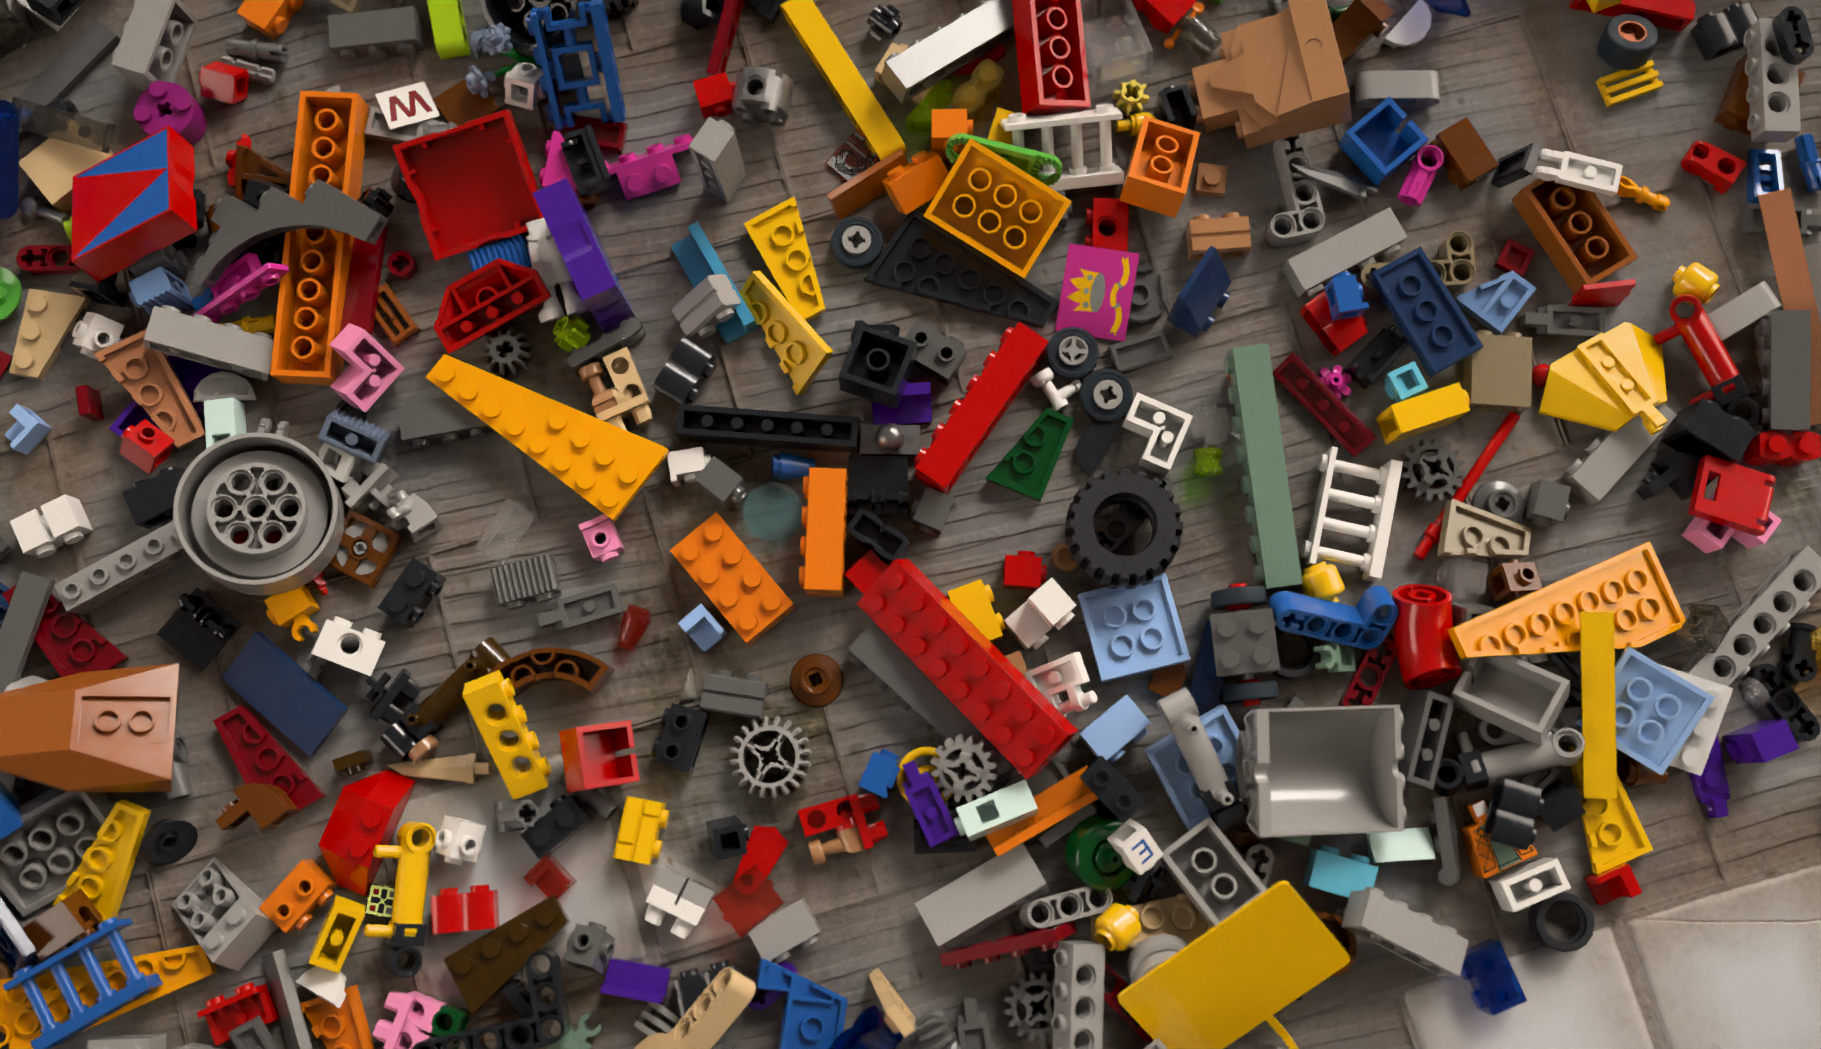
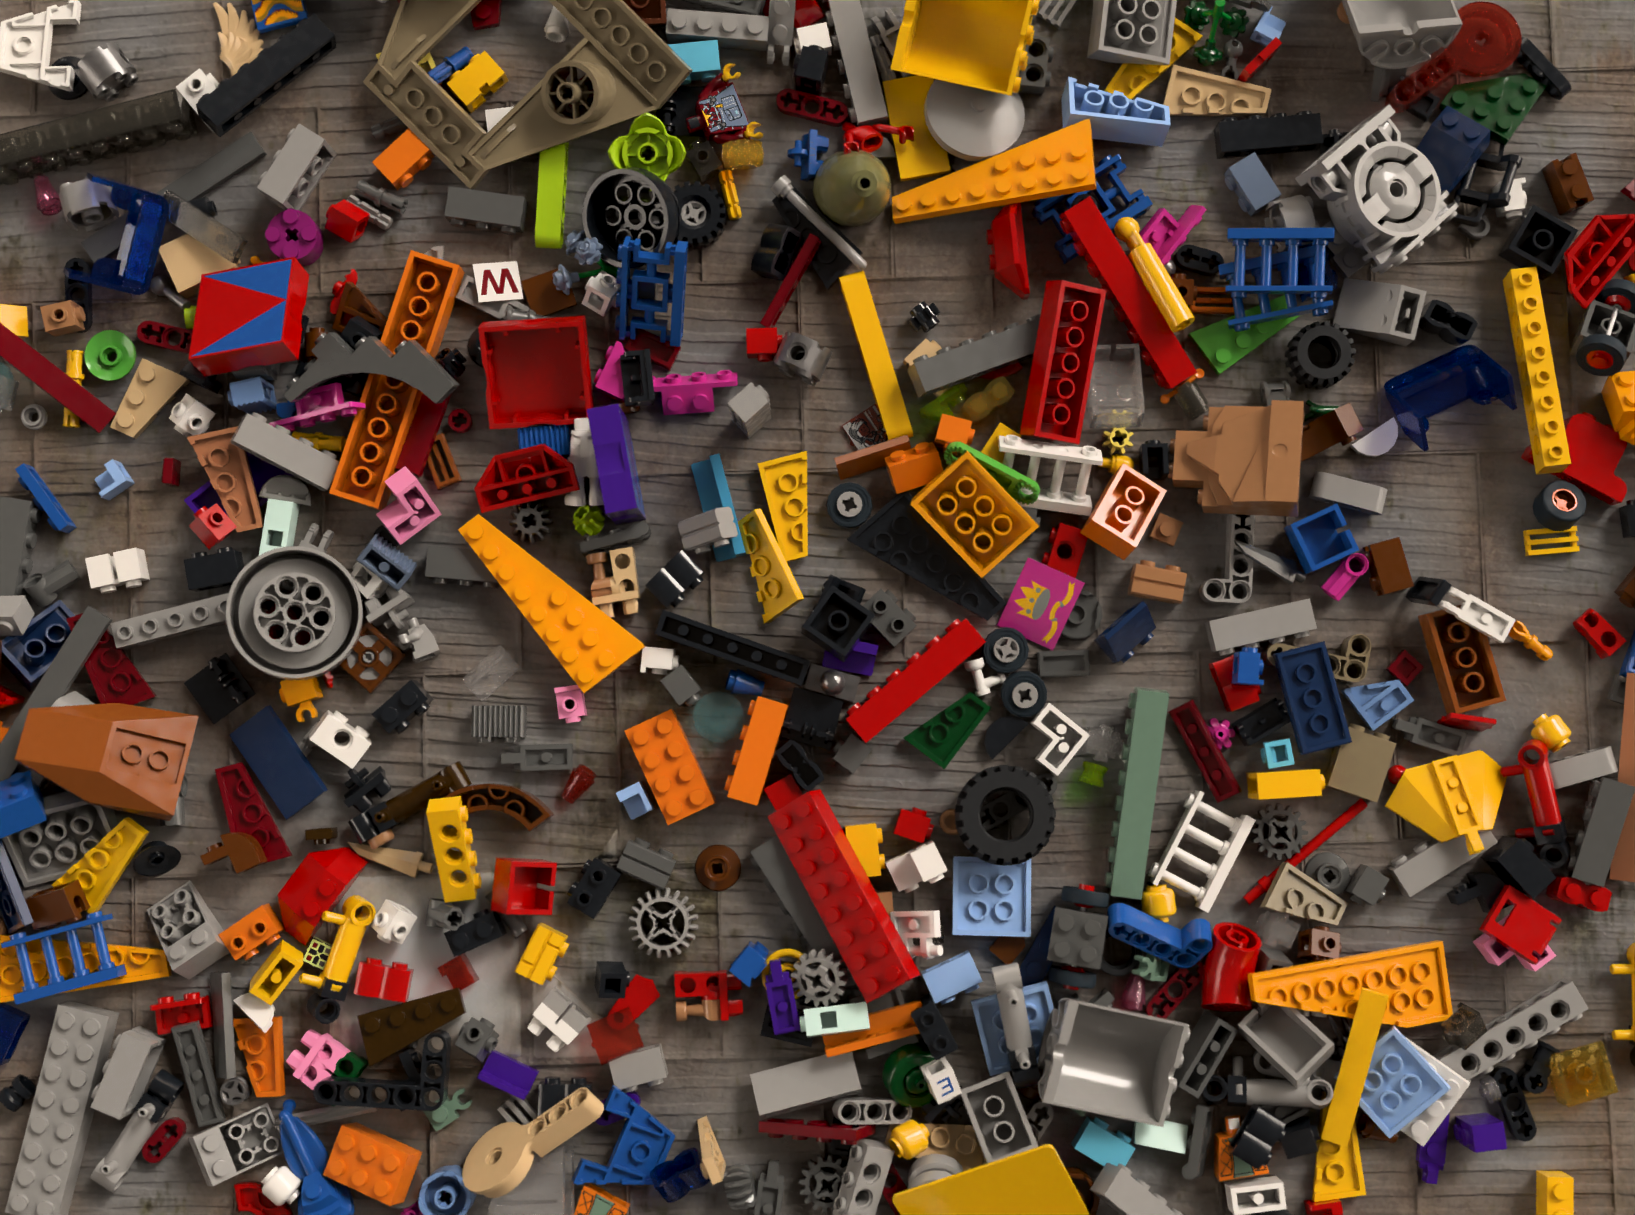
camera: 15 degrees right, 5 degrees up
(1324, 690) = (1134, 993): none -> clear pink cone

